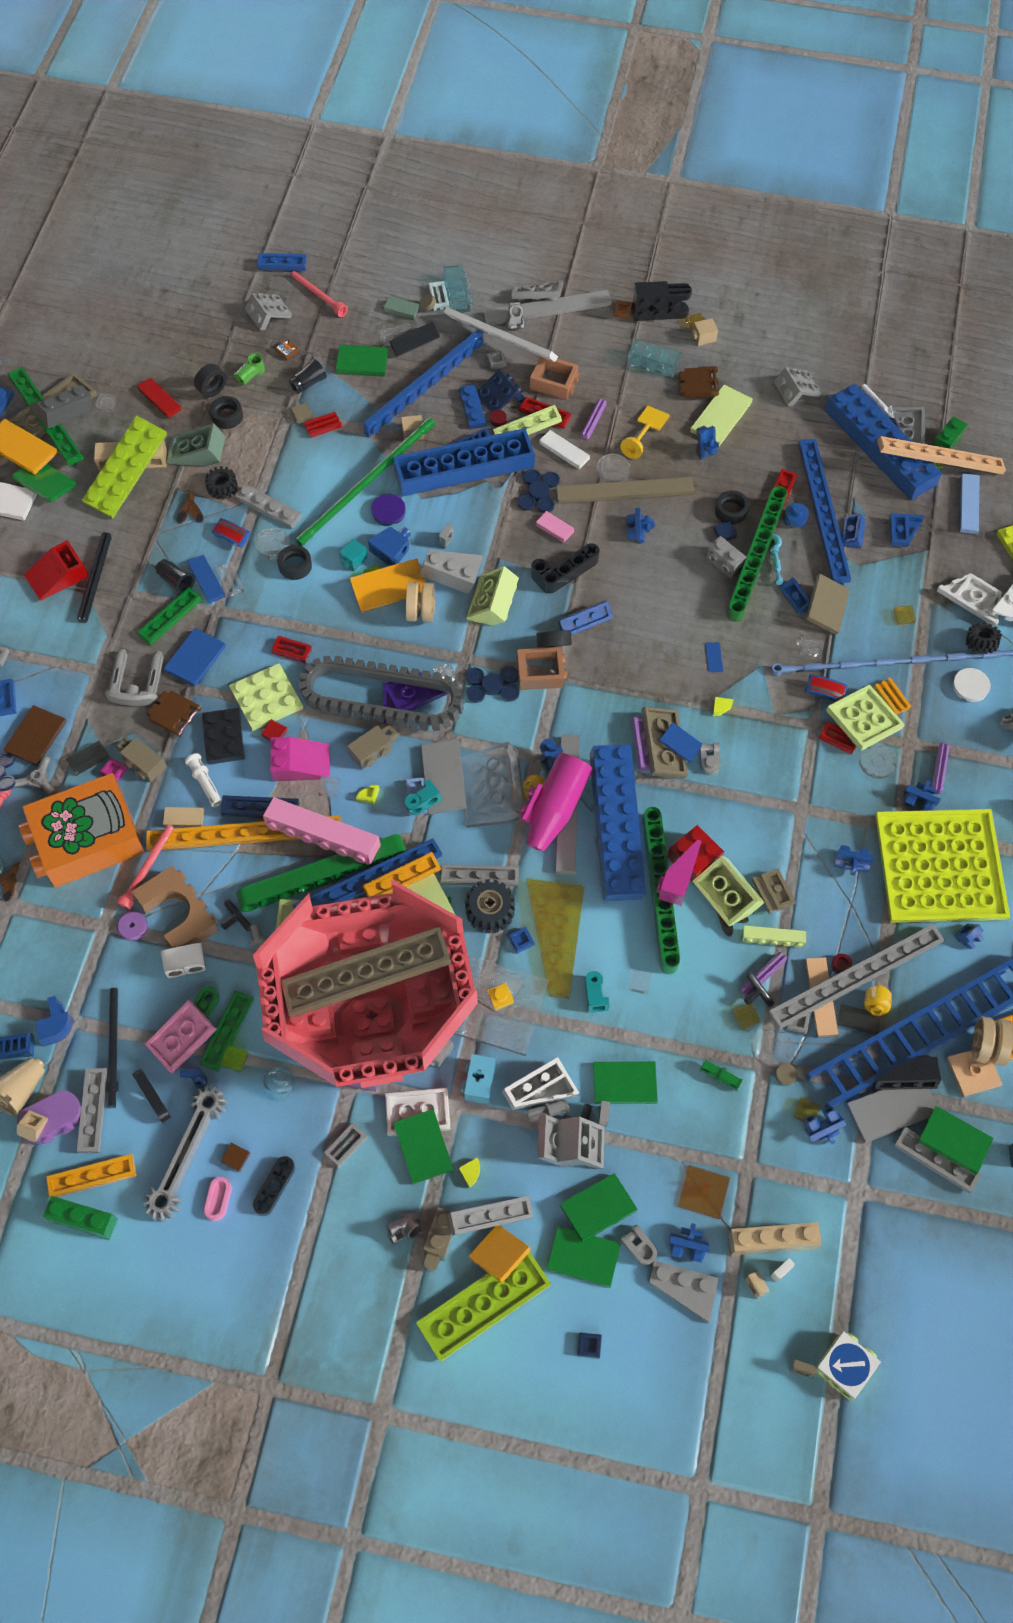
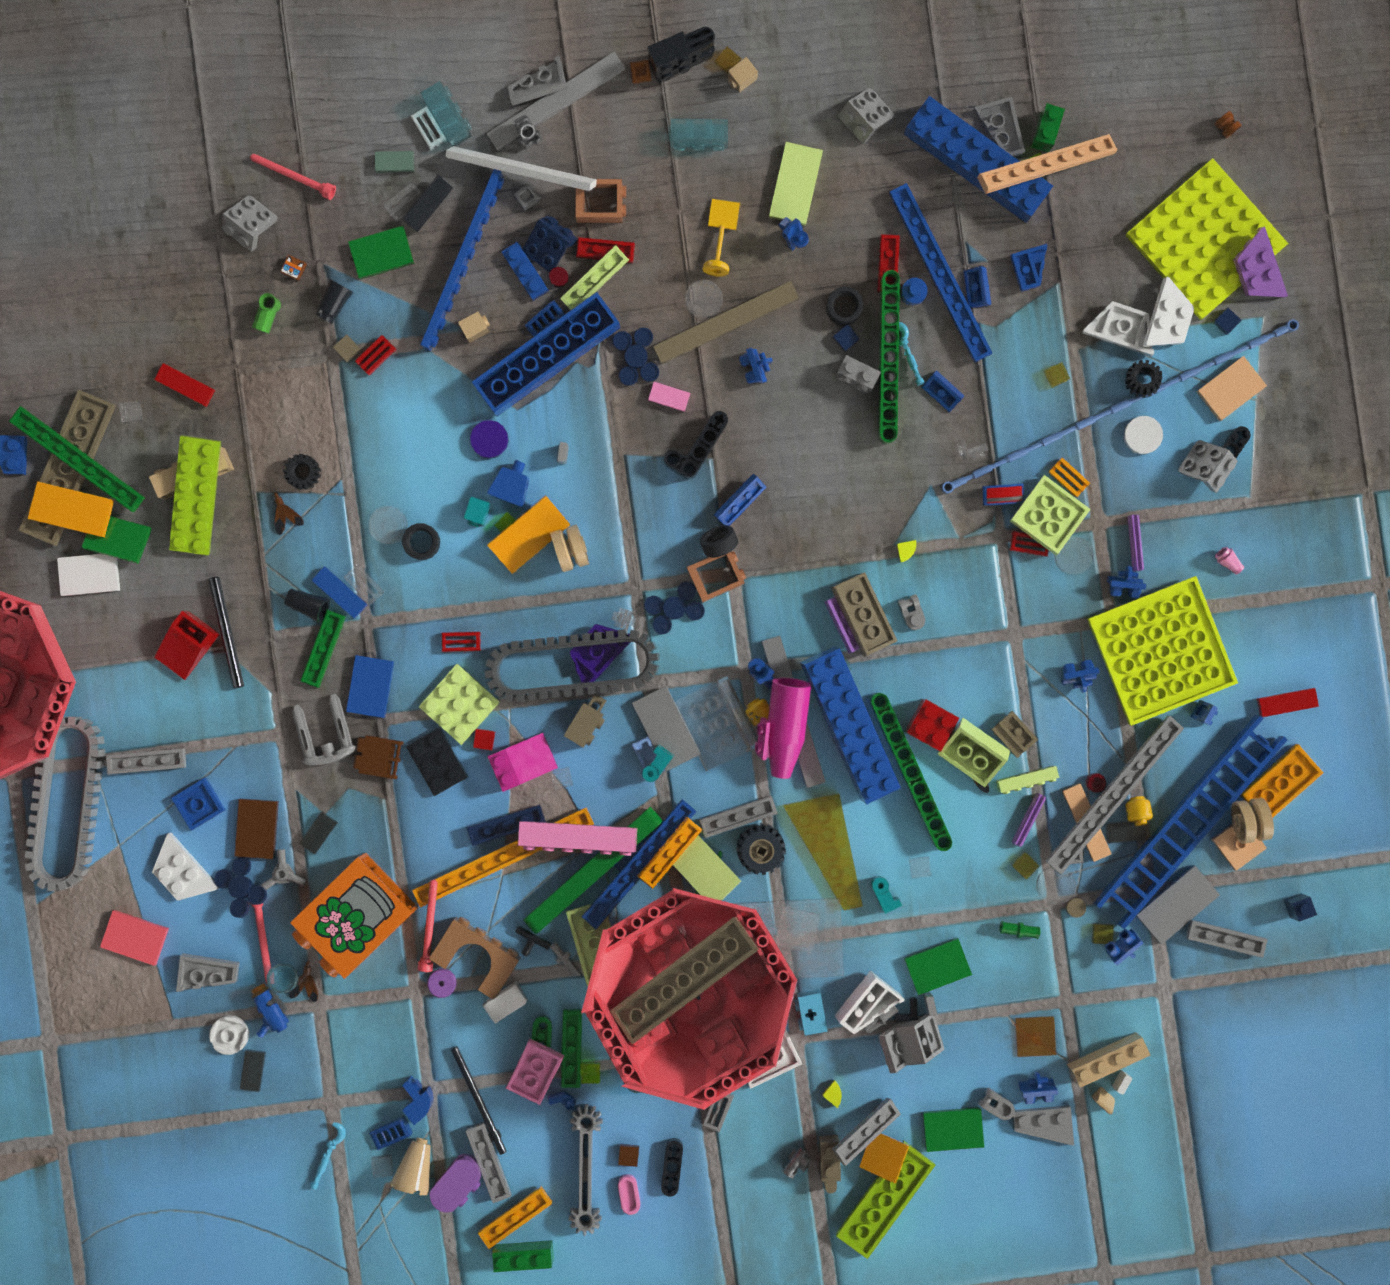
camera: 15 degrees left, 25 degrees up
(31, 1125) = (446, 1201): tan slope -> none
(63, 406) = (90, 444): dark grey slope -> none
(114, 767) = (349, 836): dark pink tile -> none
(141, 758) = (370, 817): dark tan brick -> none
(151, 1095) = (533, 1131): black beam -> none
(183, 817) = (438, 860): tan tile -> none
(197, 447) = (256, 437): sand green slope -> none
(200, 773) = (433, 810): white pin -> none
(204, 375) = (231, 348): black tyre -> none
(226, 402) = (251, 379): black tyre -> none
(231, 532) = (340, 530): slope -> none
(268, 506) = (363, 480): light grey plate -> none
(276, 261) = (233, 146): blue plate -> none
(308, 533) = (487, 333): green piece -> none
(368, 794) = (602, 772): neon yellow tile -> none
(423, 1146) = (786, 1090): green tile -> none
(427, 302) = (421, 145): dark tan tile -> none
(451, 569) = (587, 496): light grey wedge -> none
(493, 597) = (638, 509): yellowish green slope -> none
(500, 996) = (805, 939): yellow plate -> none
(521, 940) = (799, 866): blue tile -> none
(564, 449) = (644, 293): white tile -> none
(589, 1345) = (982, 1198): dark blue tile -> none
(593, 419) = (661, 233): medium lavender axle -> none
(598, 1207) = (952, 1086): green tile -> none
(677, 877) = (928, 771): dark pink slope -> none
(681, 742) = (880, 612): blue slope -> none
(698, 382) = (757, 150): reddish brown plate -> none
(714, 657) = (881, 494): blue sticker -> none
(759, 990) = (1030, 839): black piece -> none
(803, 1368) = (1161, 1155): dark tan tile -> none
(827, 604) = (977, 393): dark tan tile -> none
(847, 1365) = (1196, 1140): piece -> none
(886, 410) = (972, 113): white piece -> none
(915, 1074) = (1189, 871): black slope -> none
(955, 1140) = (1239, 917): green tile -> none
(969, 503) = (1089, 206): light blue tile -> none

